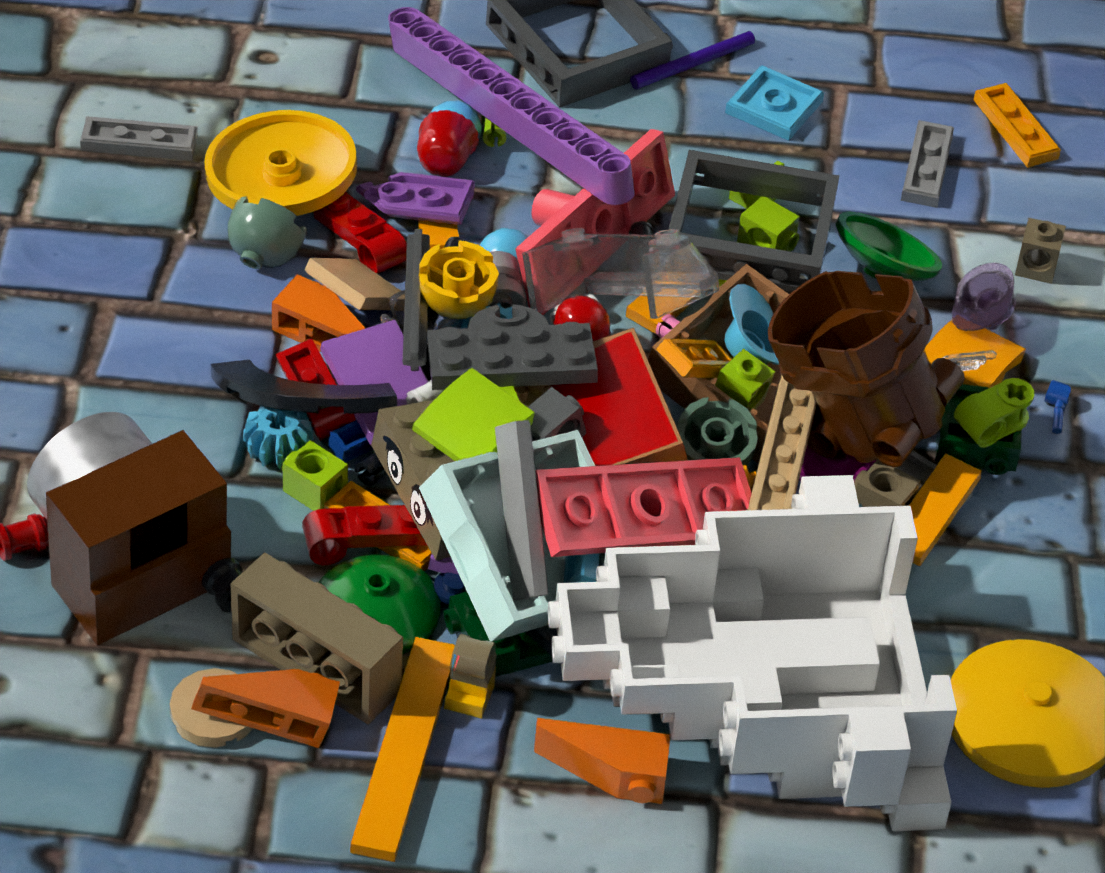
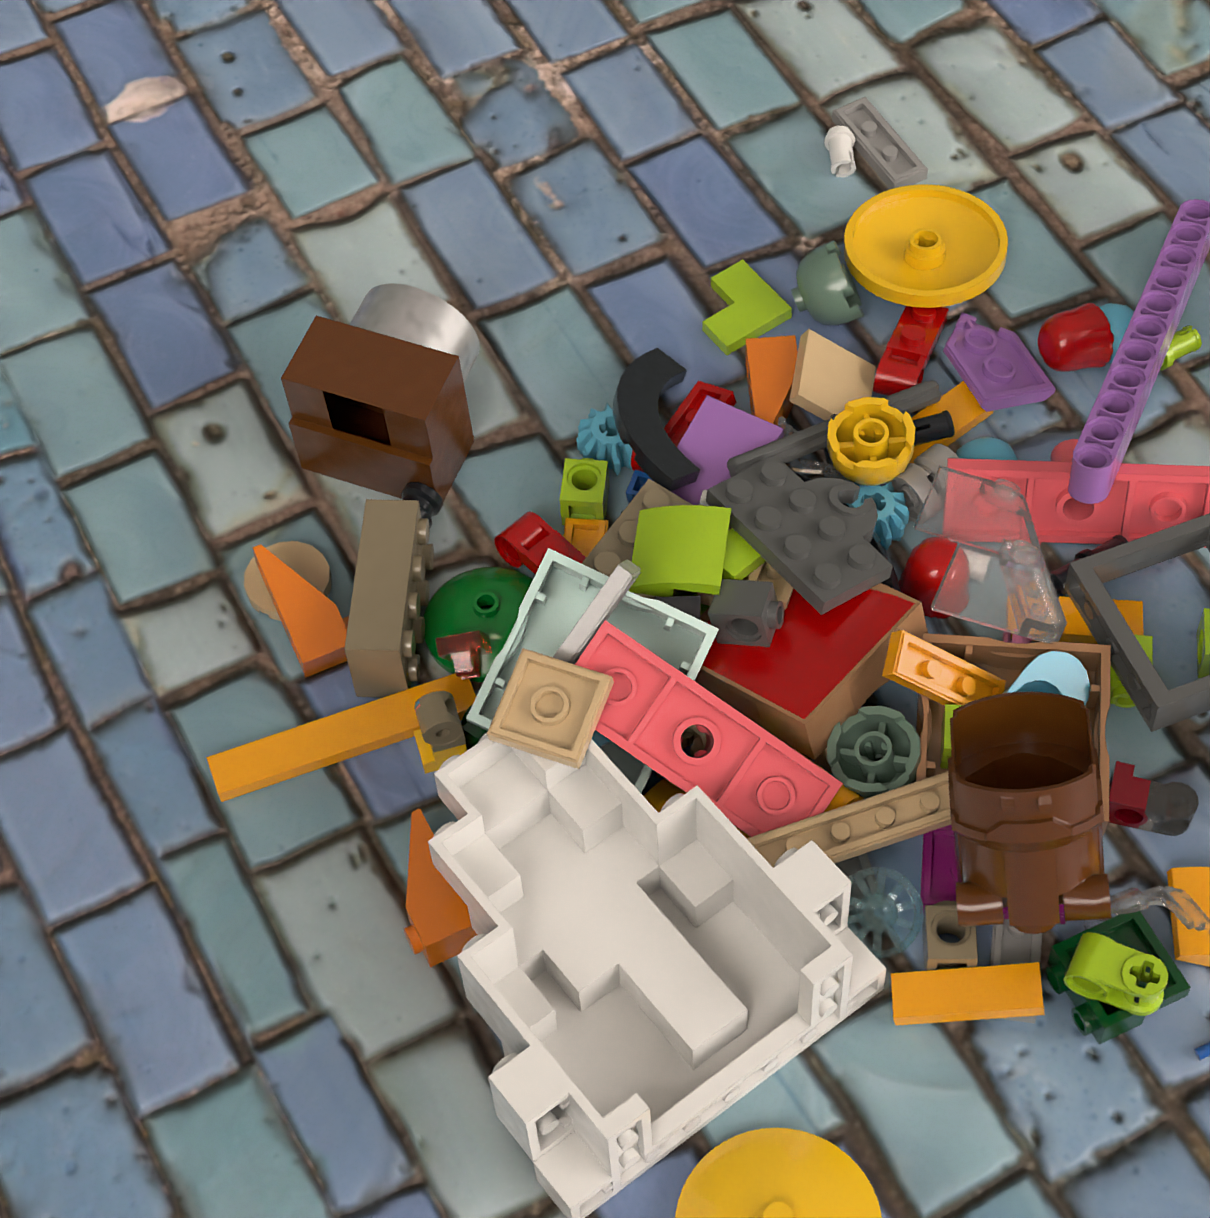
camera: 65 degrees right, 10 degrees up
(118, 155) = (840, 143): none -> white pin
(225, 290) = (751, 309): none -> lime tile
(415, 617) = (464, 651): none -> clear red tile
(575, 549) = (550, 708): none -> tan tile

